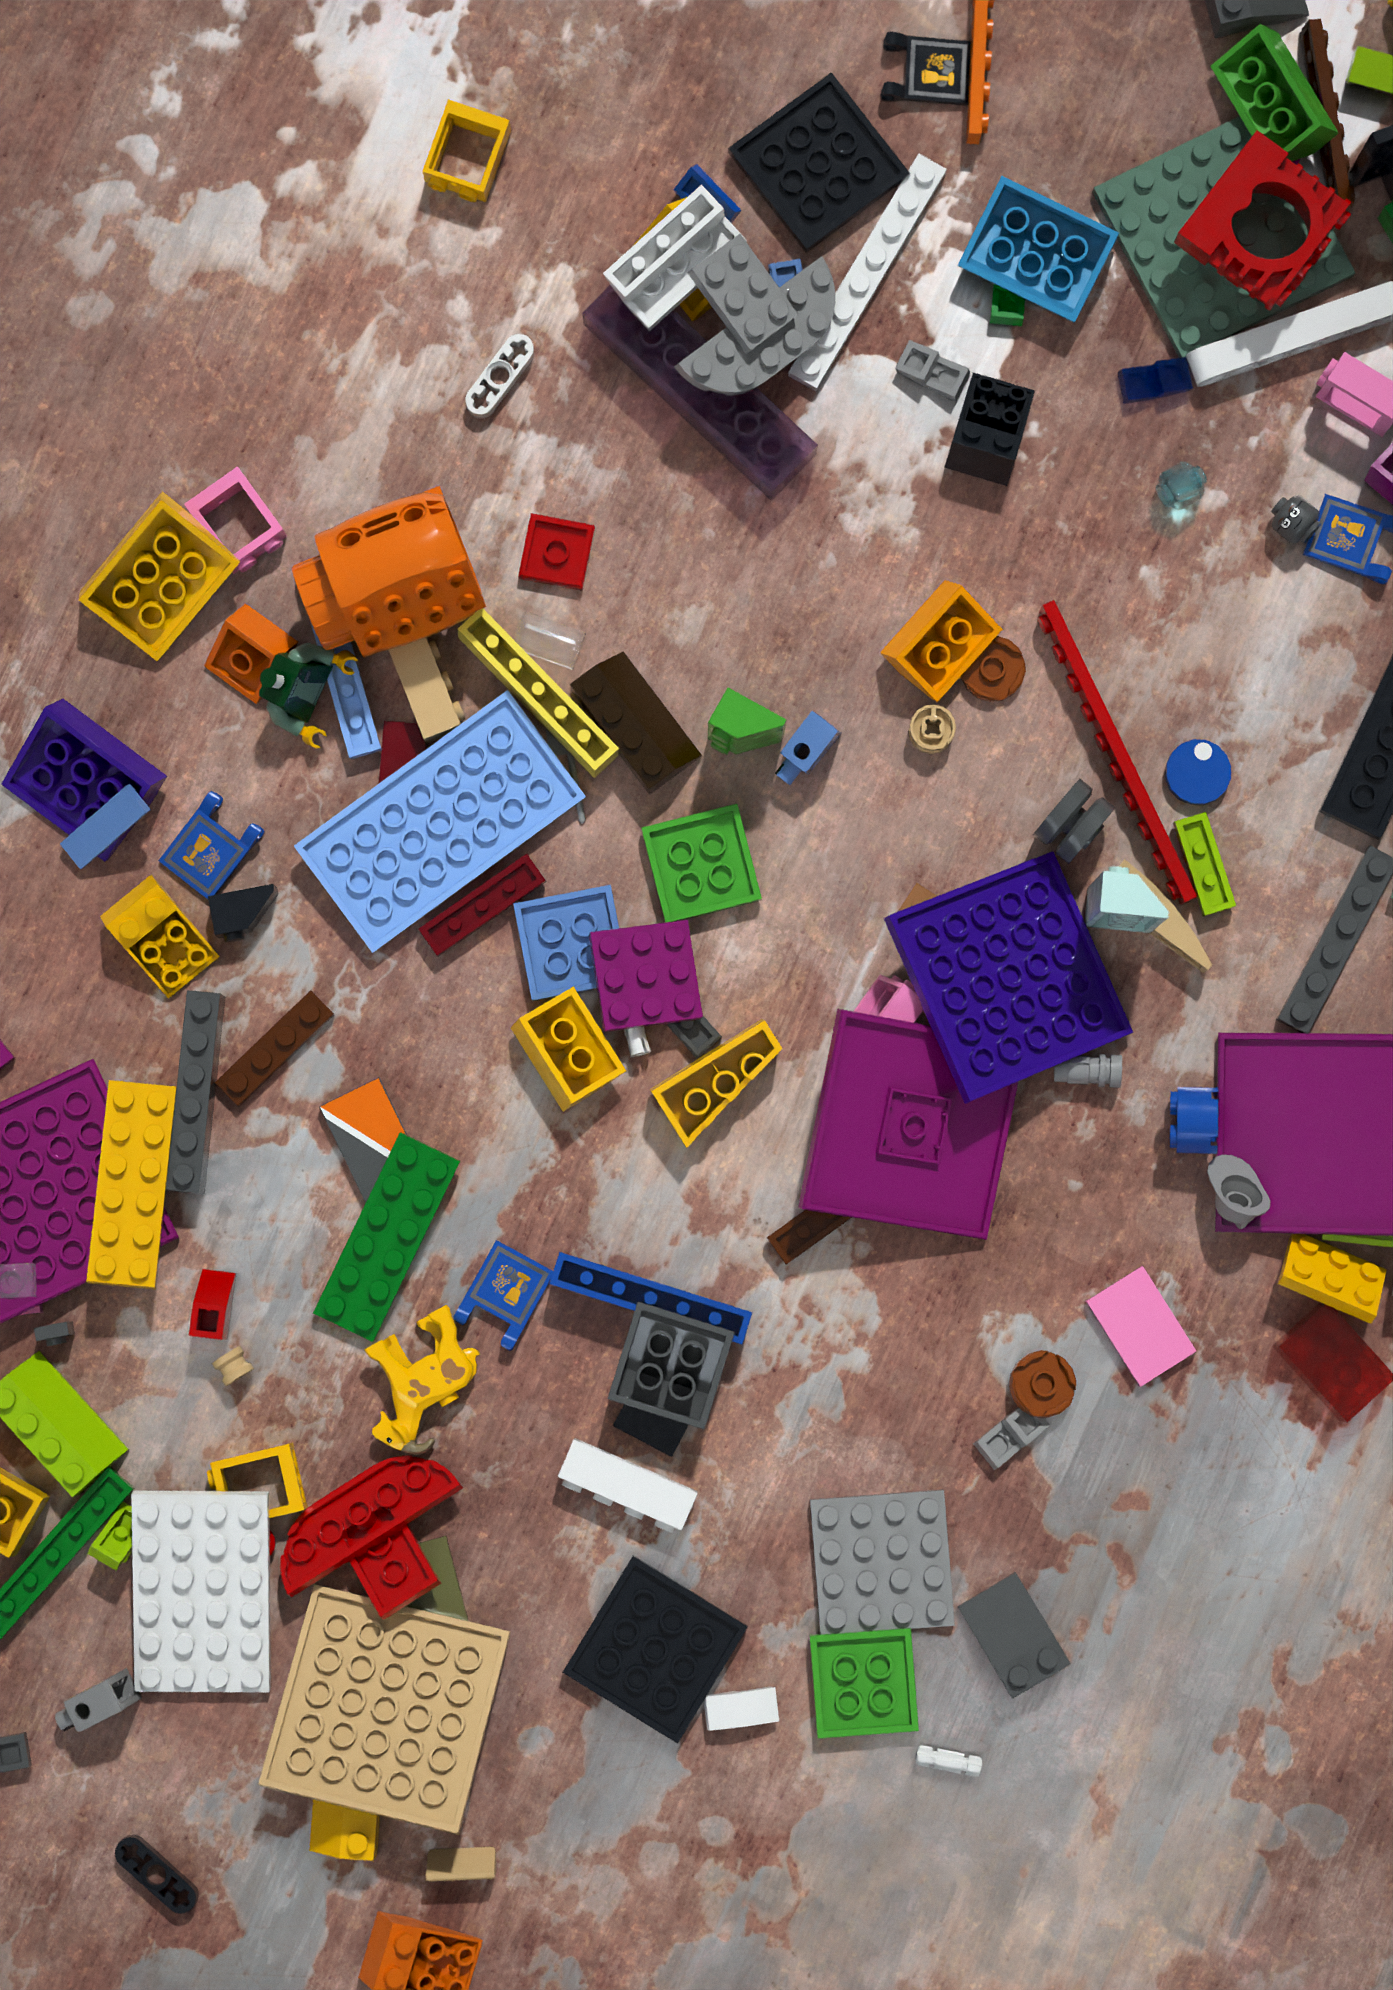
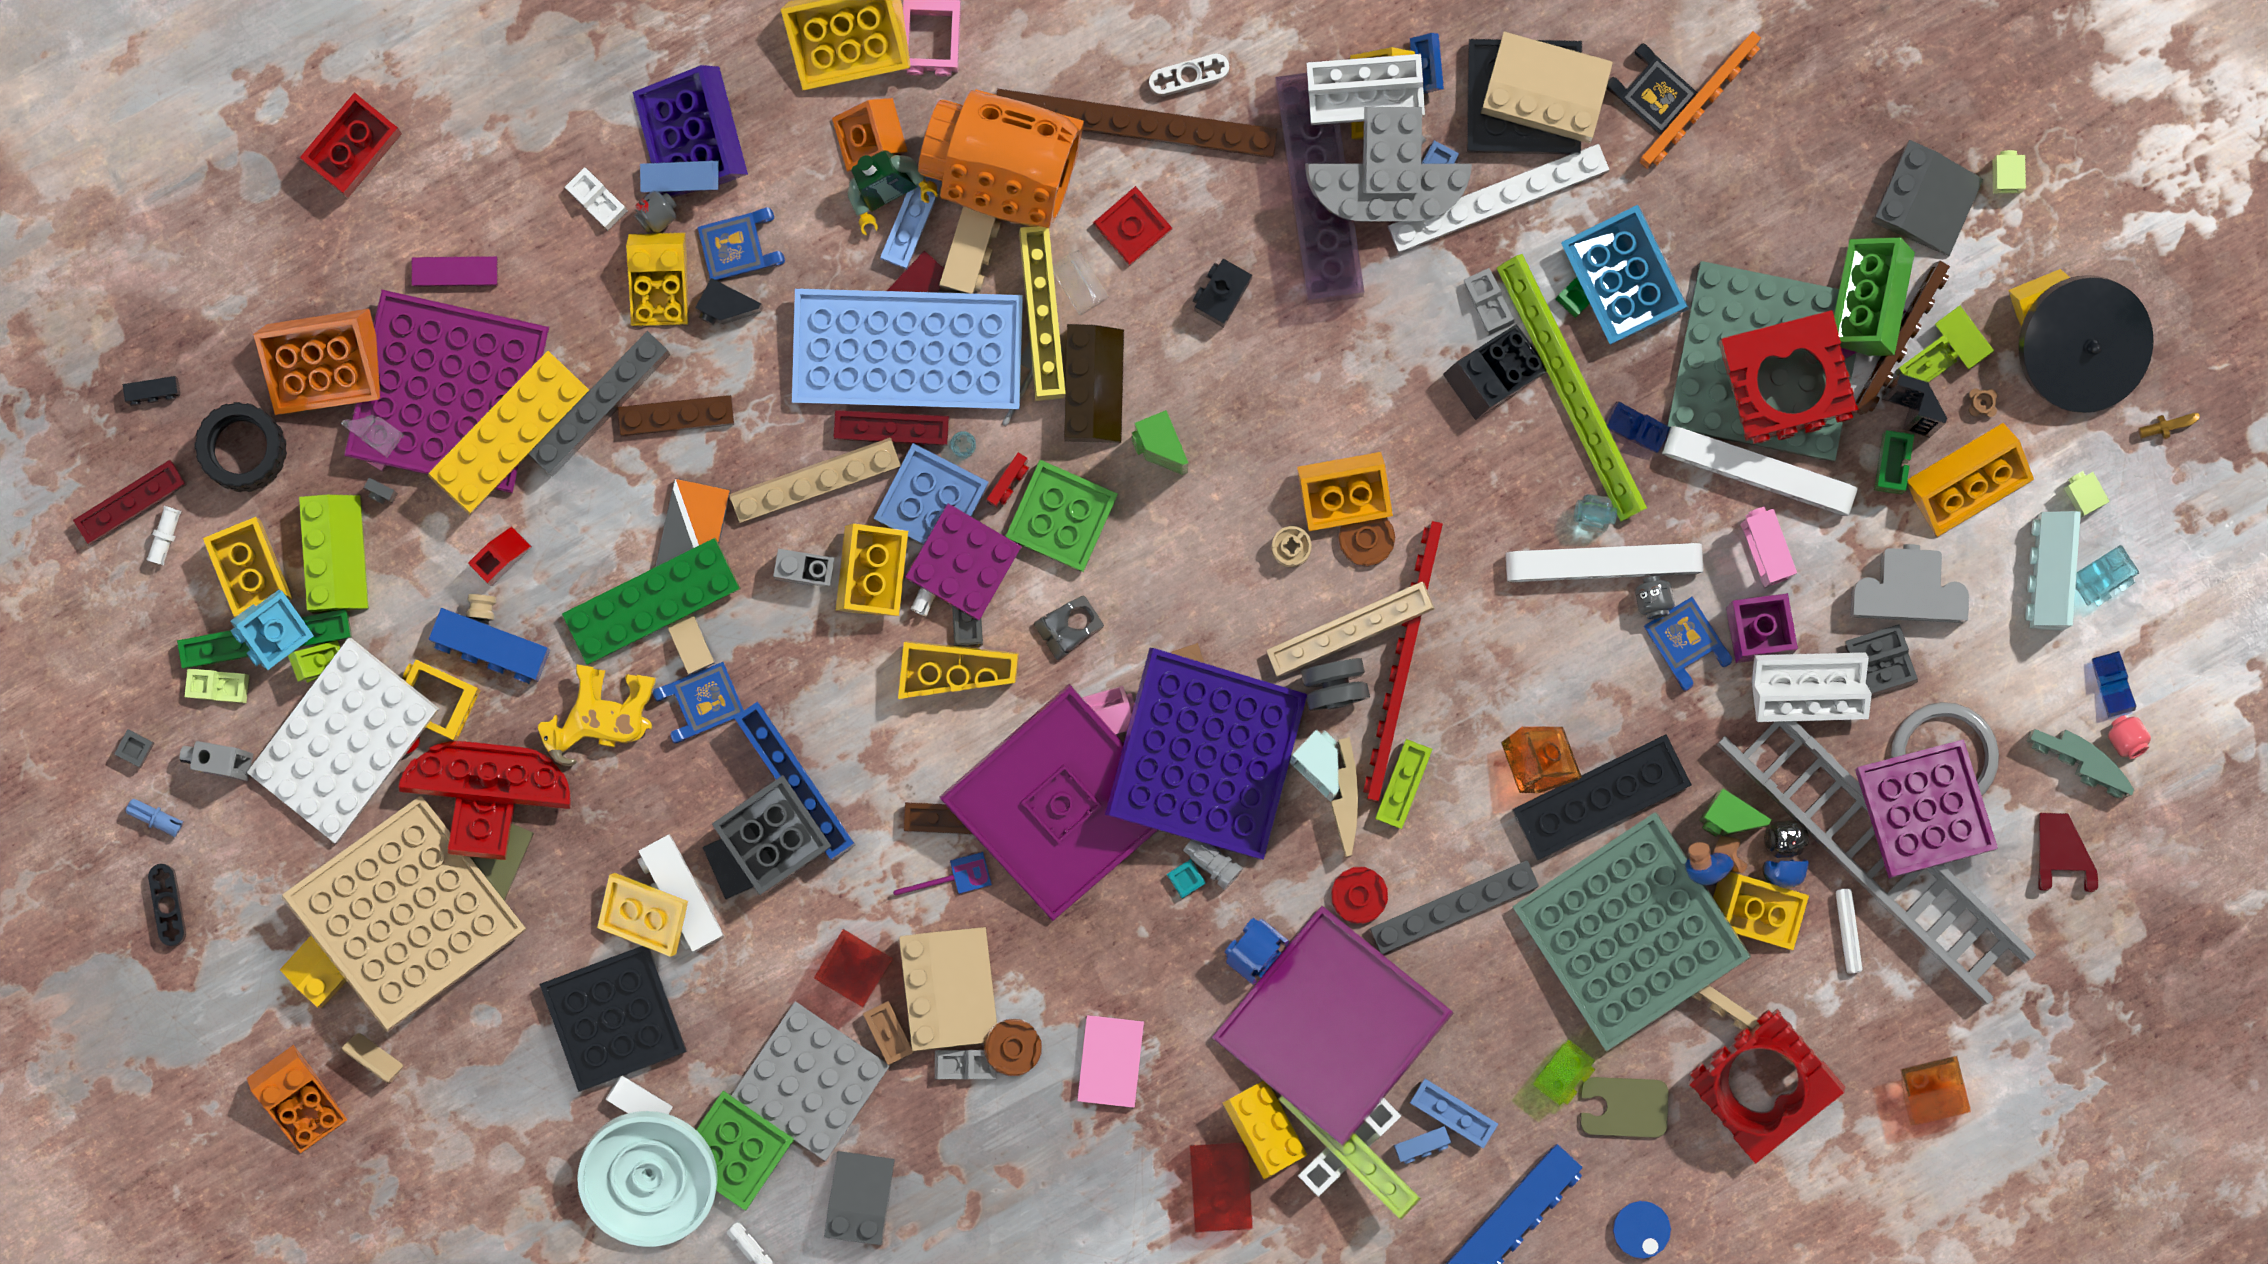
camera: 40 degrees right, 0 degrees up
(43, 1632) = (216, 685): none -> yellowish green slope
(44, 907) = (596, 198): none -> white slope
(52, 1543) = (270, 630): none -> medium azure plate
(80, 1802) = (154, 817): none -> medium blue axle
(108, 876) = (655, 211): none -> dark grey head
(267, 1395) = (490, 645): none -> blue brick
(450, 1007) = (815, 480): none -> tan plate
(454, 1247) = (691, 644): none -> tan slope
(504, 1095) = (803, 568): none -> light grey slope
(516, 438) = (1158, 125): none -> reddish brown plate
(563, 859) = (970, 439): none -> clear light blue bush
(608, 1532) = (642, 914): none -> yellow plate
(627, 856) = (1002, 491): none -> red plate
(687, 547) = (1222, 292): none -> black brick
(785, 973) = (1059, 635): none -> dark grey piece
(806, 1774) = (647, 1178): none -> light aqua container
(814, 733) = (1207, 487): medium blue torso -> none
(835, 136) = (1547, 87): none -> tan slope
(841, 1428) = (853, 968): none -> clear red brick
(874, 1256) = (968, 872): none -> piece
(918, 1461) = (888, 1033): none -> medium nougat plate
(941, 1377) = (948, 988): none -> tan slope
(1047, 760) = (1350, 629): none -> tan plate
(1068, 389) = (1571, 387): none -> lime plate
(1076, 1105) = (1186, 878): none -> teal tile
(1198, 772) = (1450, 718): blue tile -> none
(1224, 523) = (1604, 562): none -> white beam
(1237, 1190) = (1246, 1019): light grey piece -> none
(1244, 996) = (1359, 895): none -> red tile
(1310, 744) = (1540, 758): none -> clear orange slope
(1368, 117) = (1930, 361): none -> lime hinge

